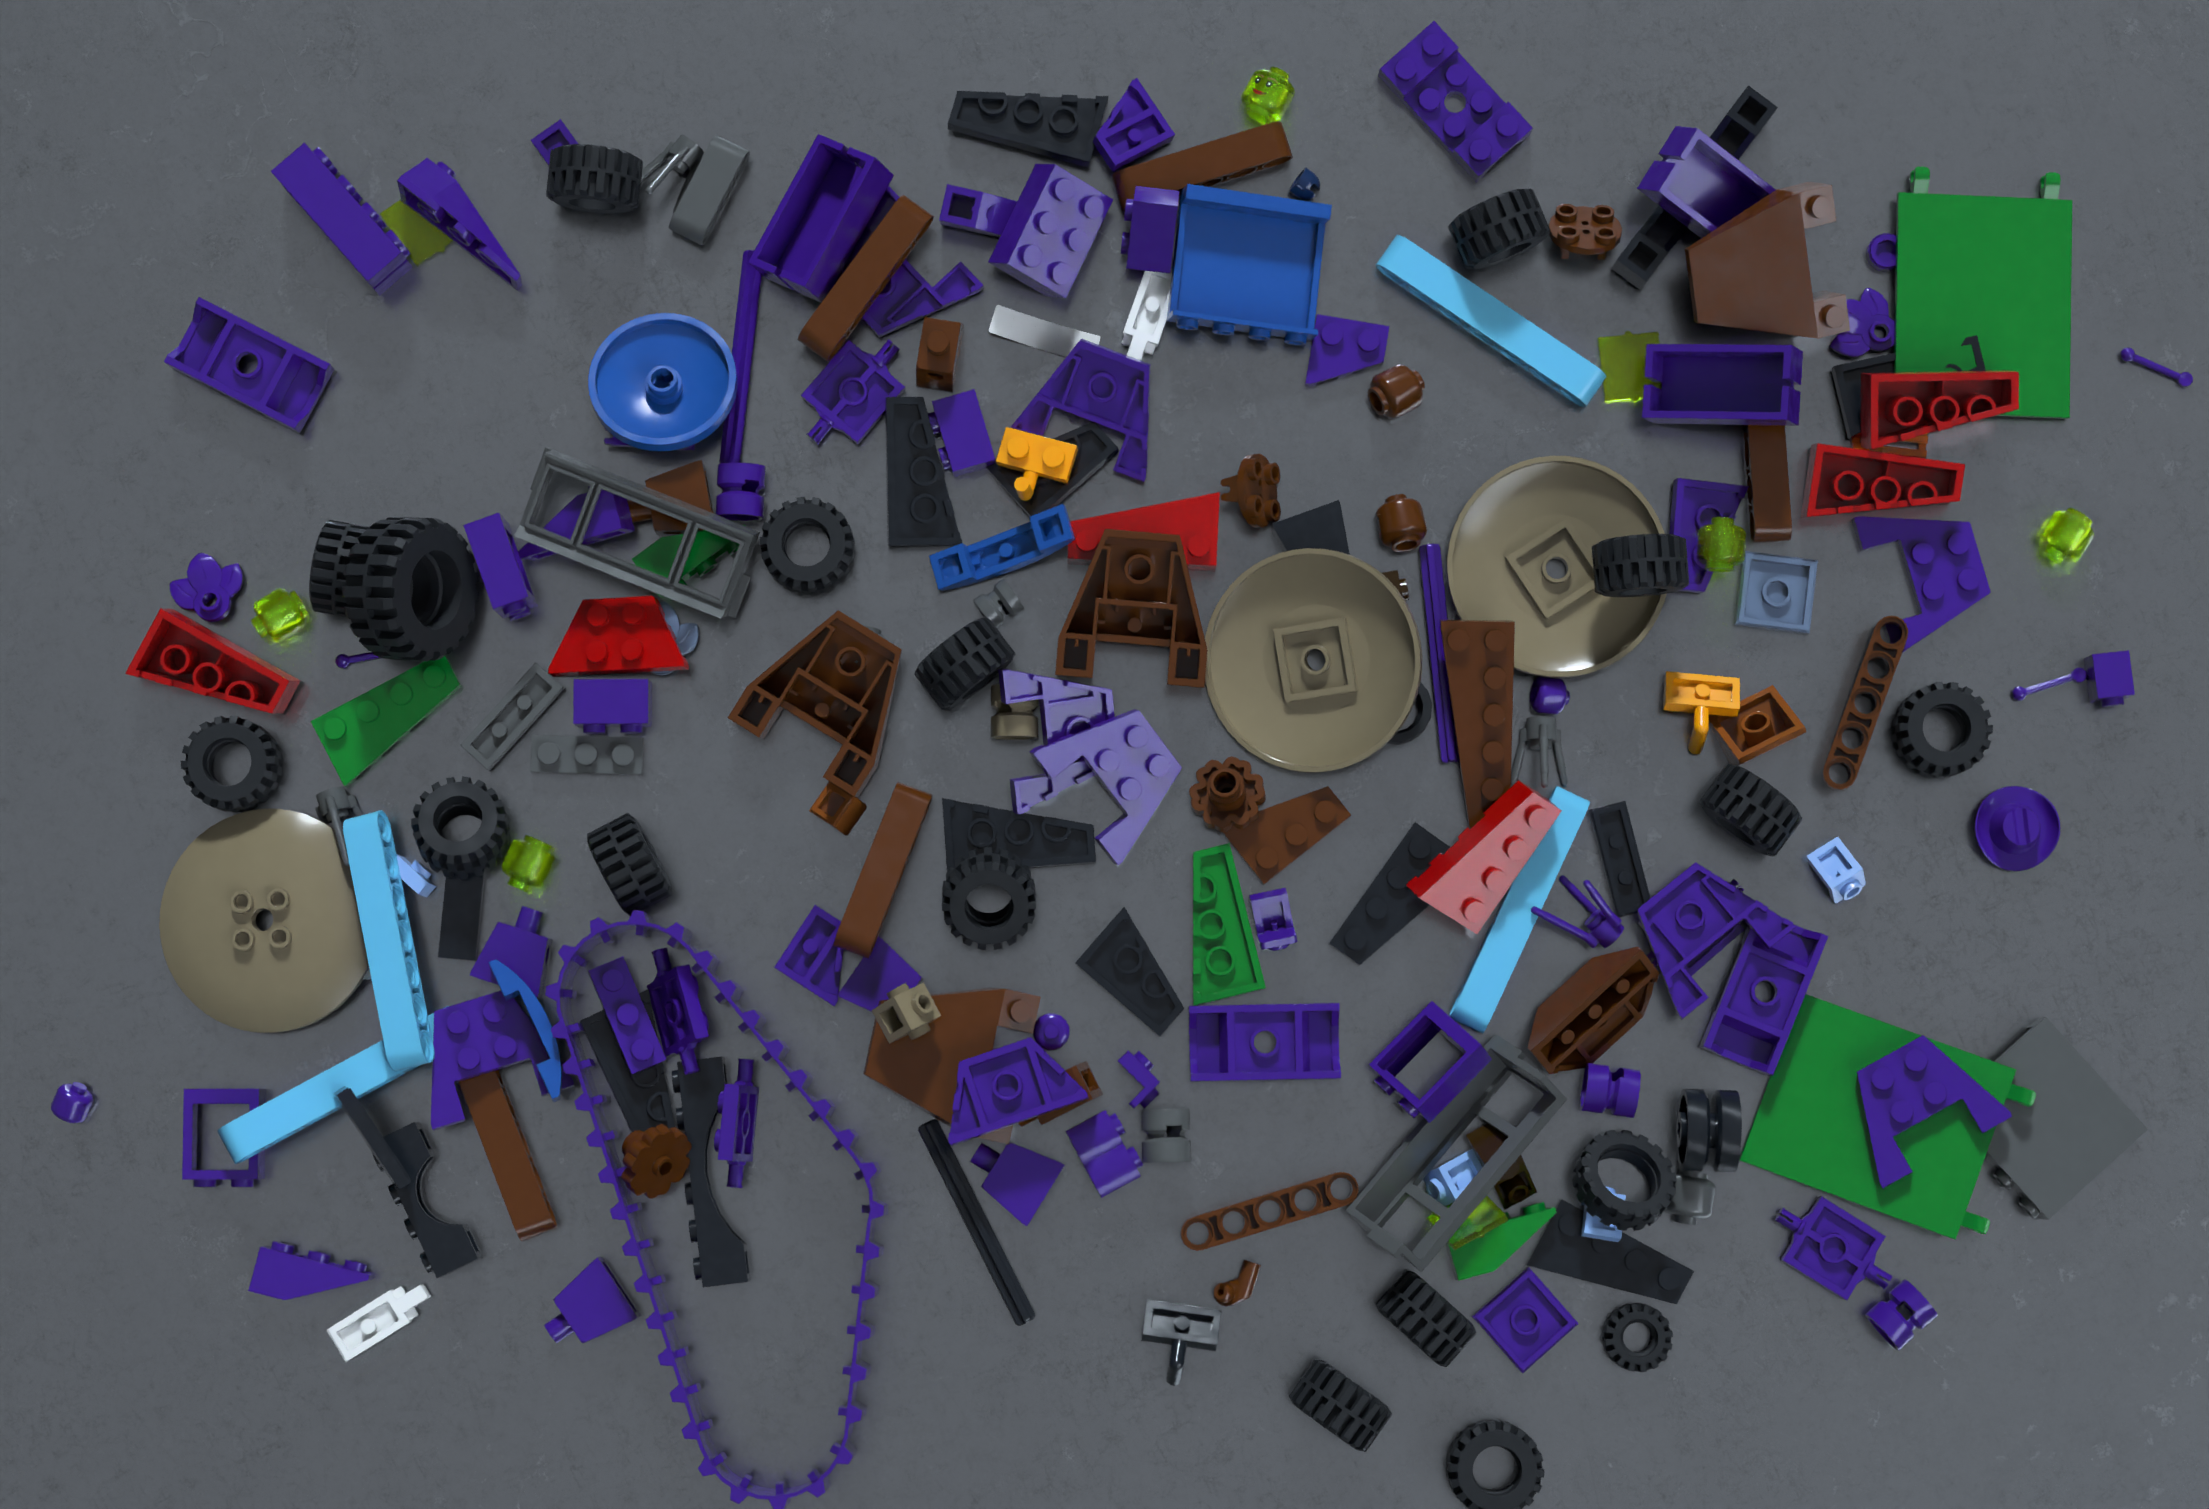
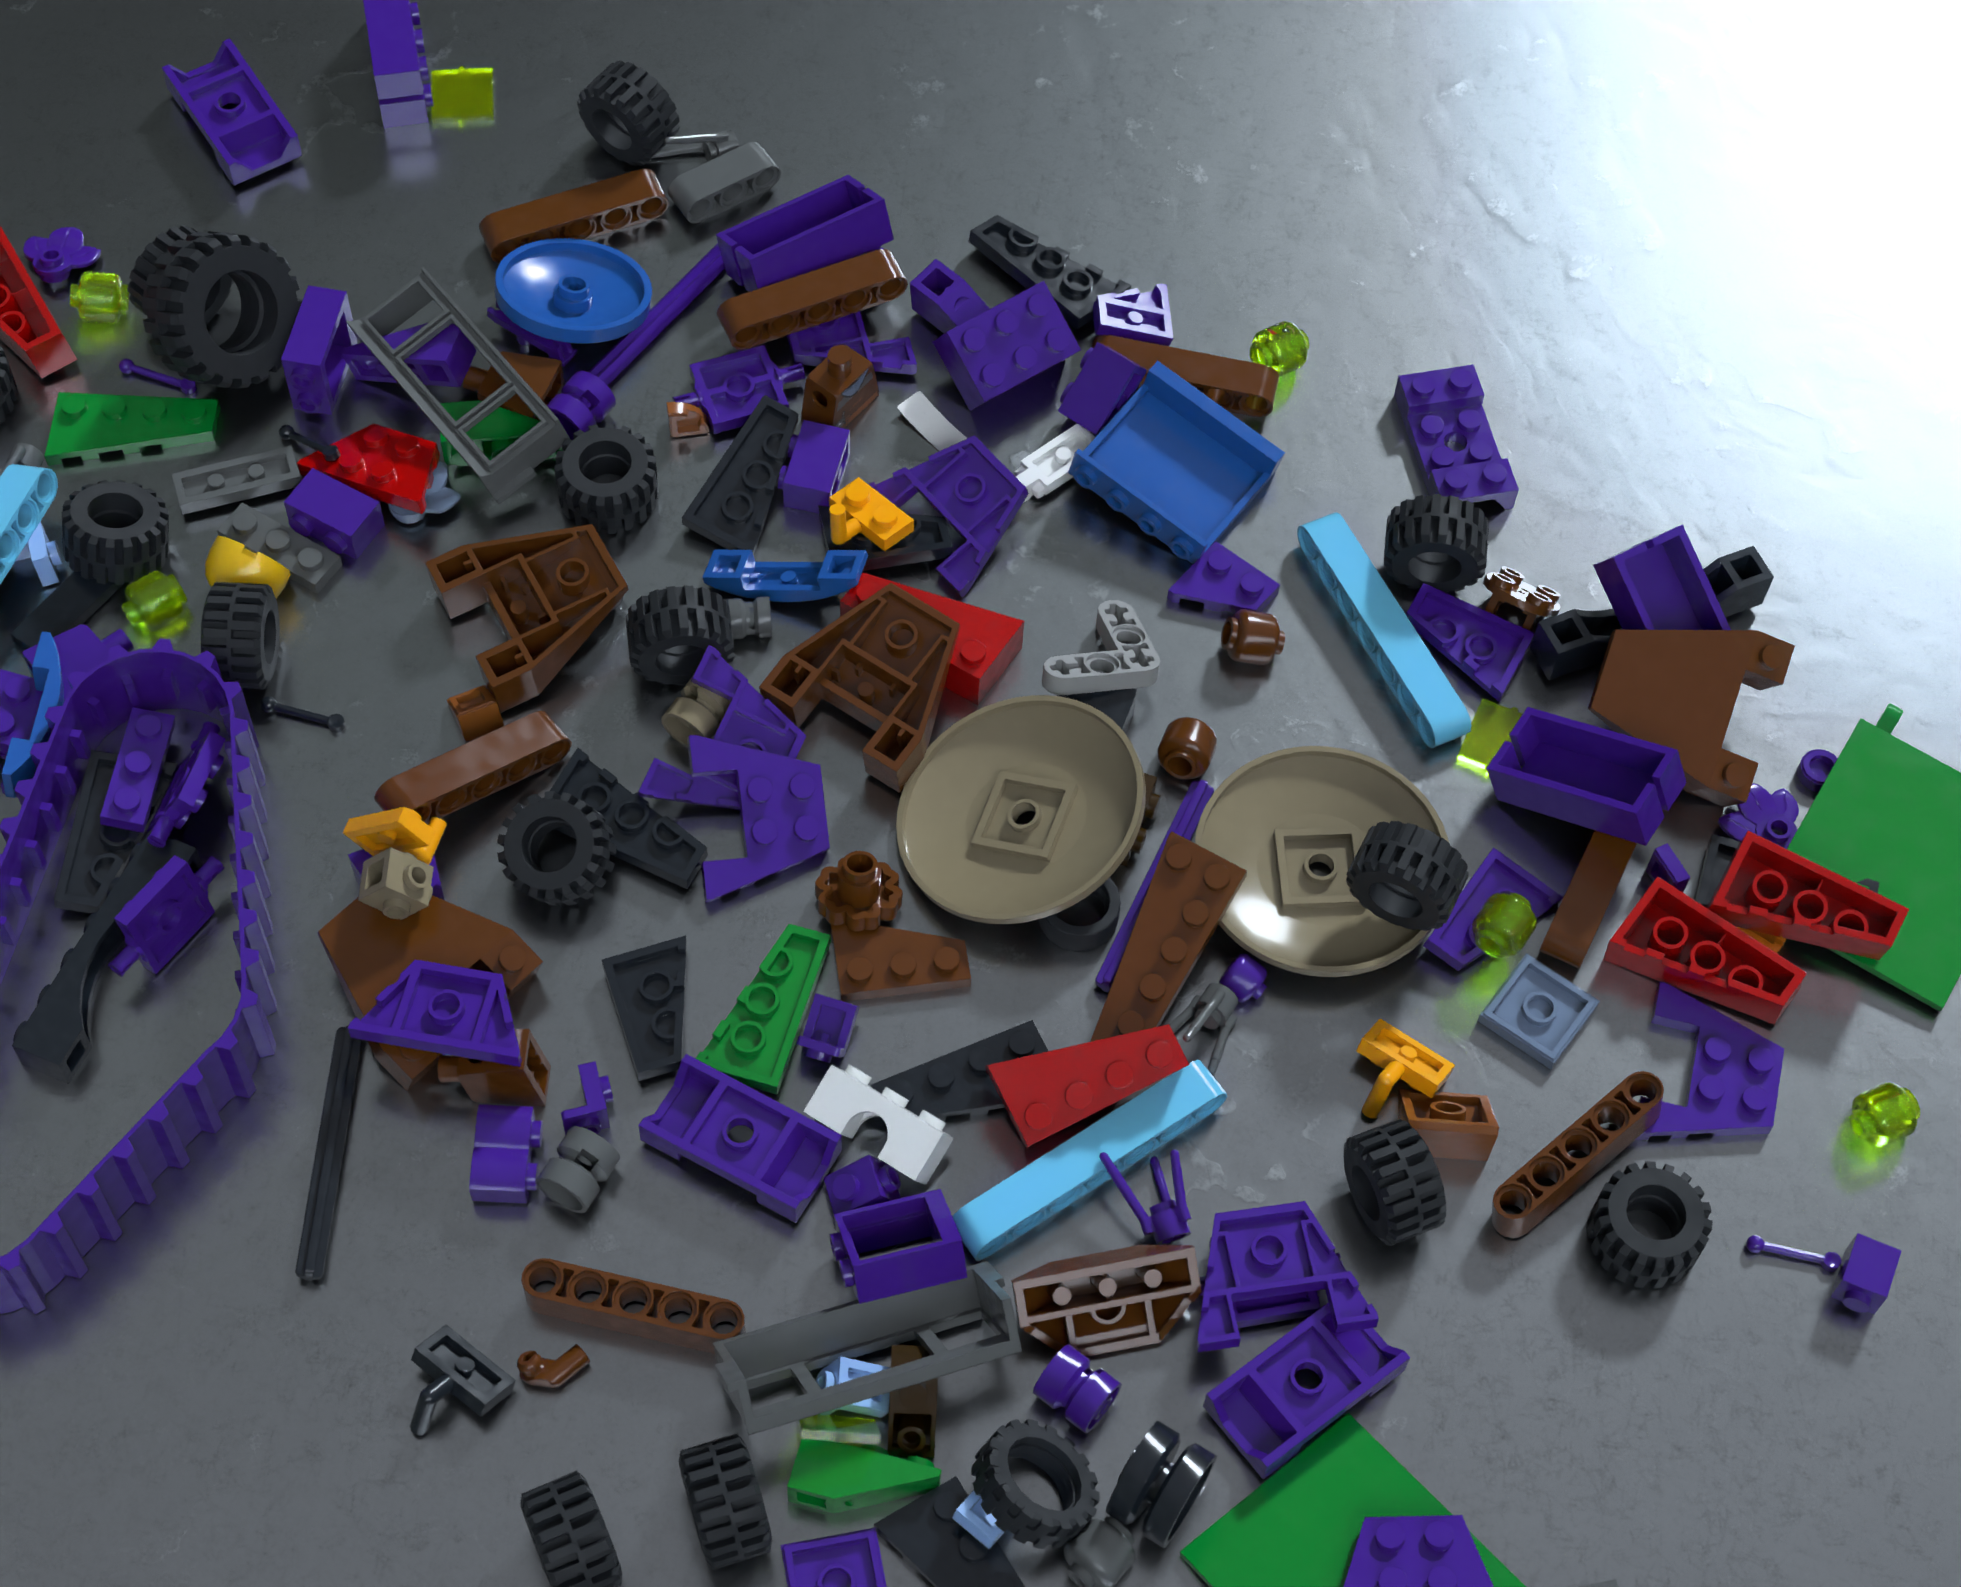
camera: 30 degrees right, 25 degrees down
(443, 203) = (486, 77): dark purple wedge -> none
(573, 651) = (330, 452): none -> black hinge
(585, 803) = (233, 563): none -> yellow cylinder
(607, 299) = (576, 213): none -> reddish brown beam
(654, 1160) = (56, 893): reddish brown plant -> none
(737, 879) = (335, 721): none -> black hinge
(813, 958) = (334, 812): dark purple wing -> none
(831, 447) = (686, 419): none -> dark orange tile
(880, 966) = (397, 829): none -> light orange plate
(1017, 1178) = (402, 1130): dark purple torso -> none
(1051, 1031) = (535, 1012): dark purple piece -> none
(1255, 490) = (1058, 632): reddish brown plate -> none
(1303, 183) = (1273, 432): dark blue hinge -> none
(1311, 485) = (1075, 672): none -> light grey beam
(1328, 967) = (913, 1141): none -> white arch
(1372, 1026) = (862, 1184): none -> dark purple bracket
(1563, 288) = (1471, 638): none -> dark purple wing
(1619, 858) = (1227, 1167): black tile -> none
(1816, 420) = (1667, 867): none -> dark purple tile
(1837, 870) = (1458, 1309): light blue bracket -> none
(2017, 828) = (1682, 1375): dark purple hat -> none

